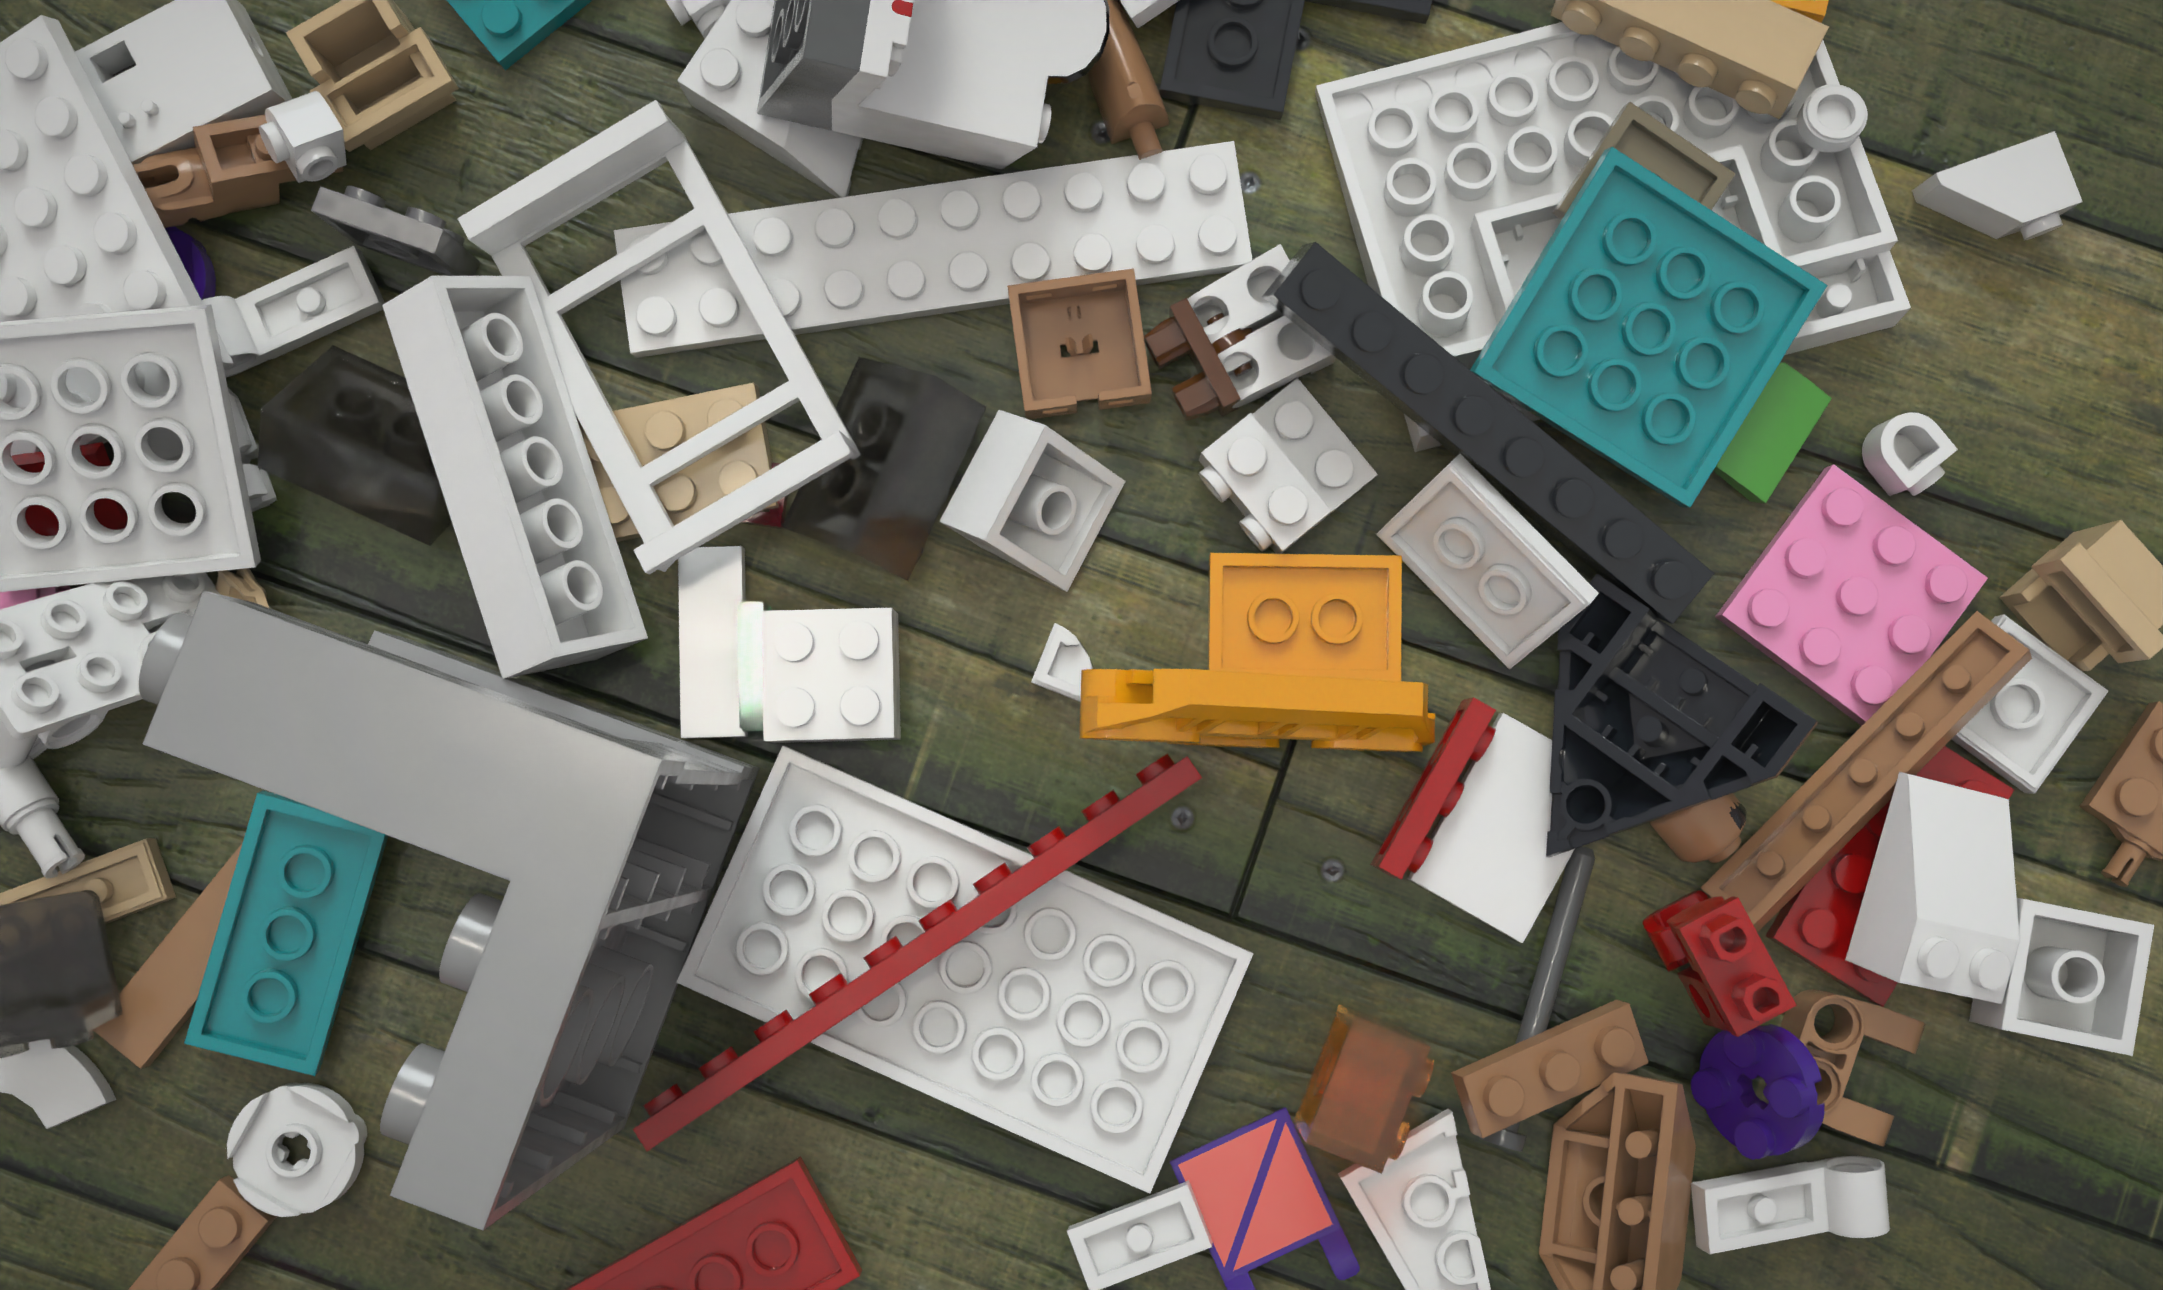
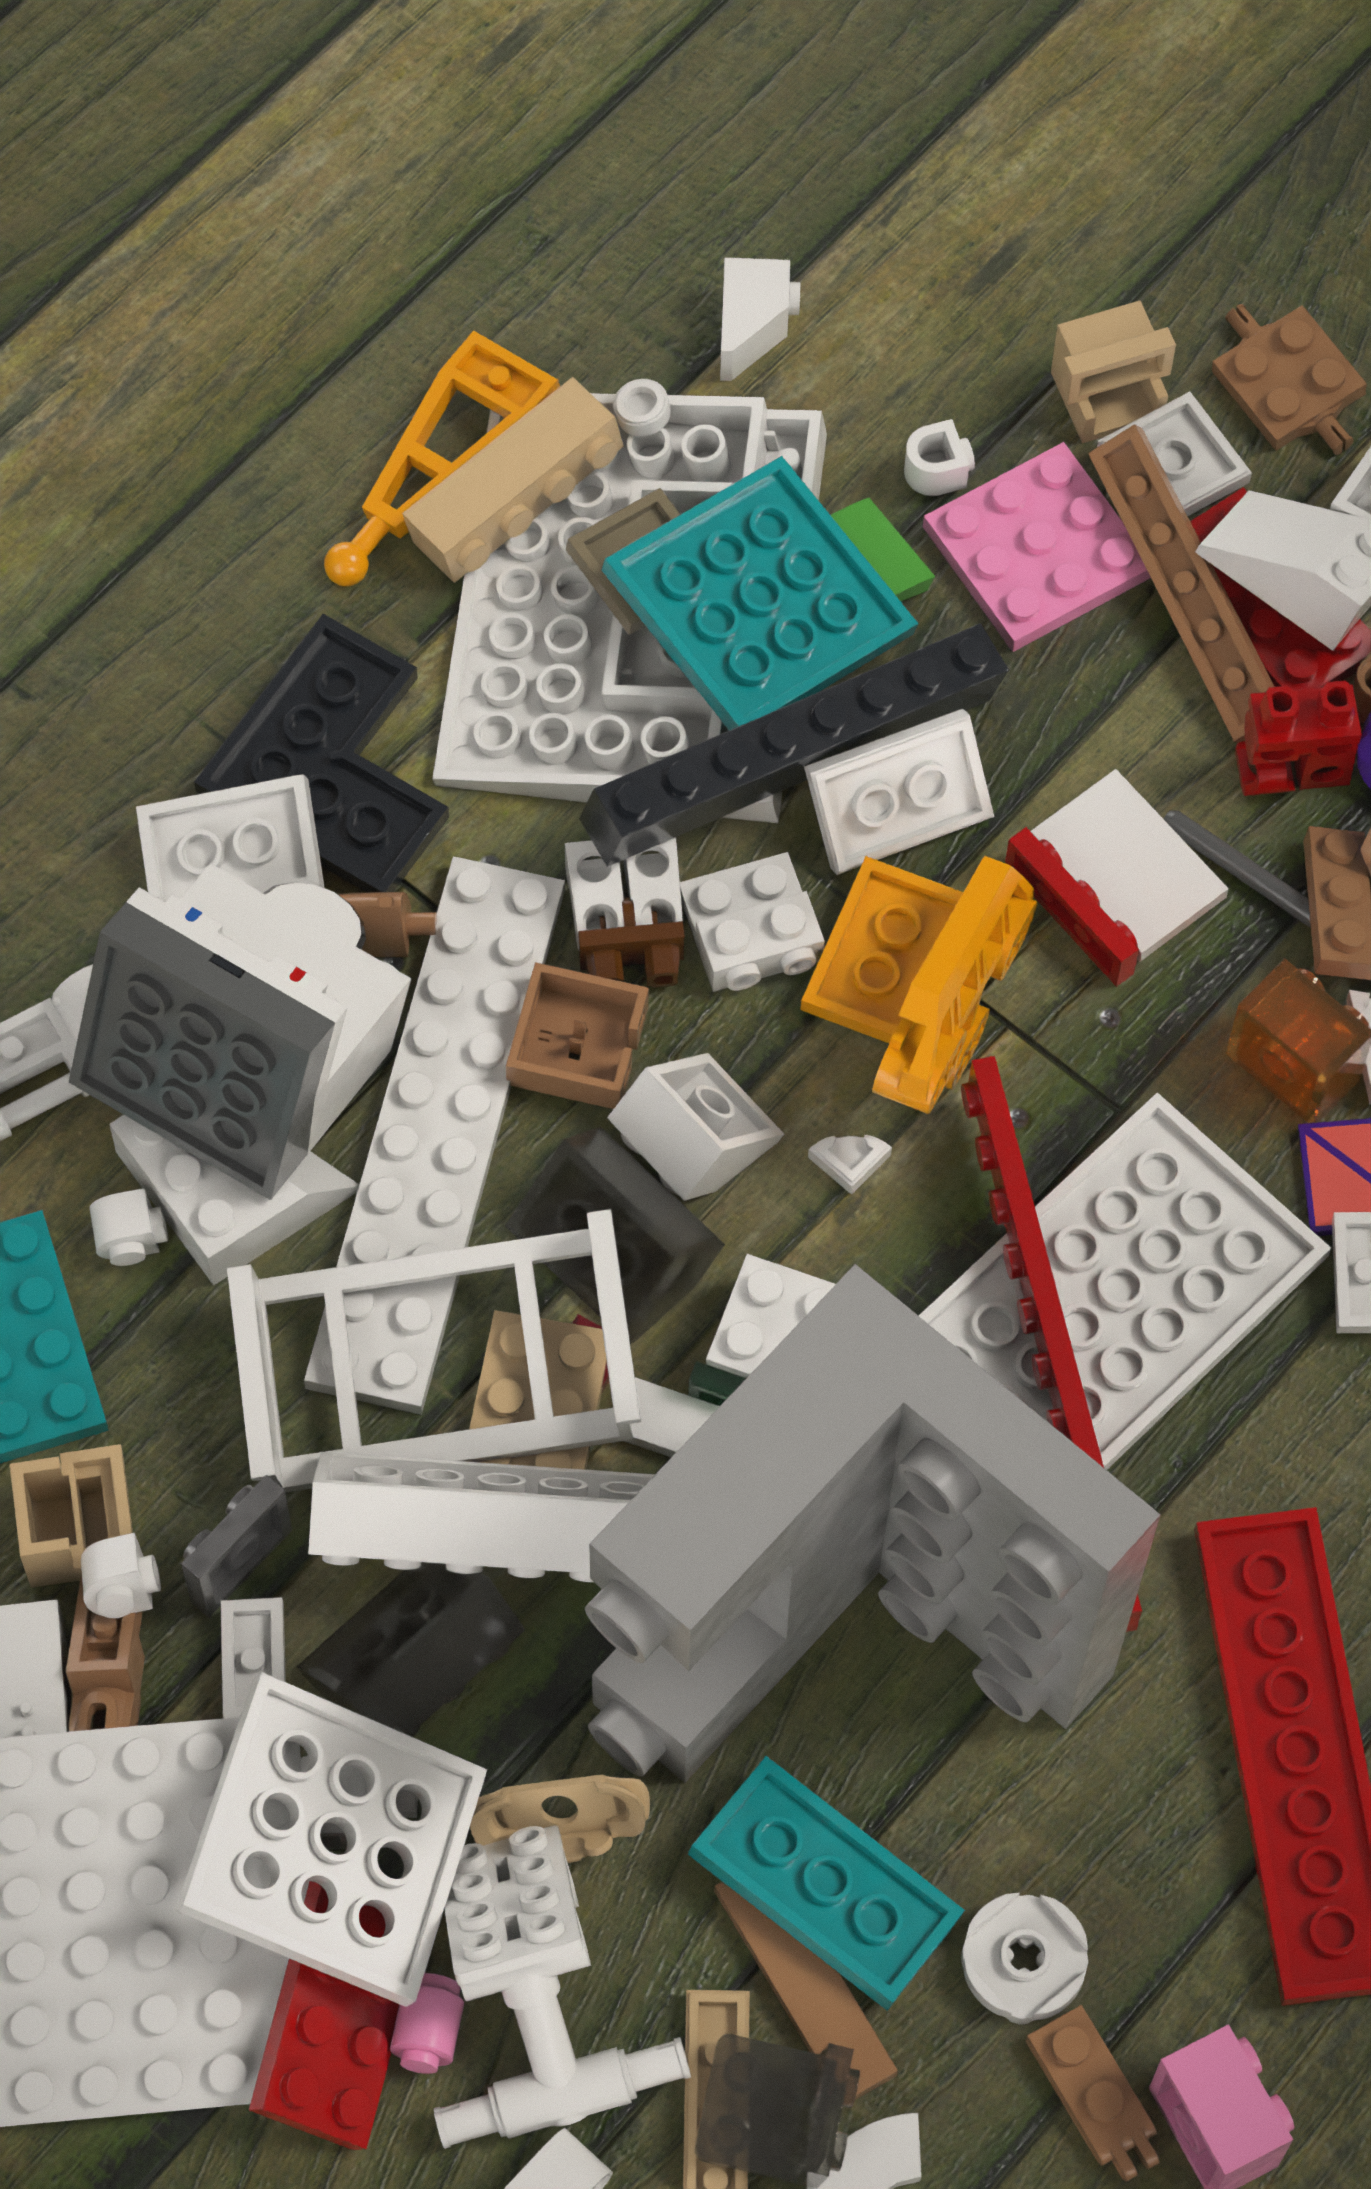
camera: 70 degrees left, 20 degrees down
(1652, 724) = (1087, 714): black wedge -> none
(1705, 830) = (1172, 719): medium nougat head -> none

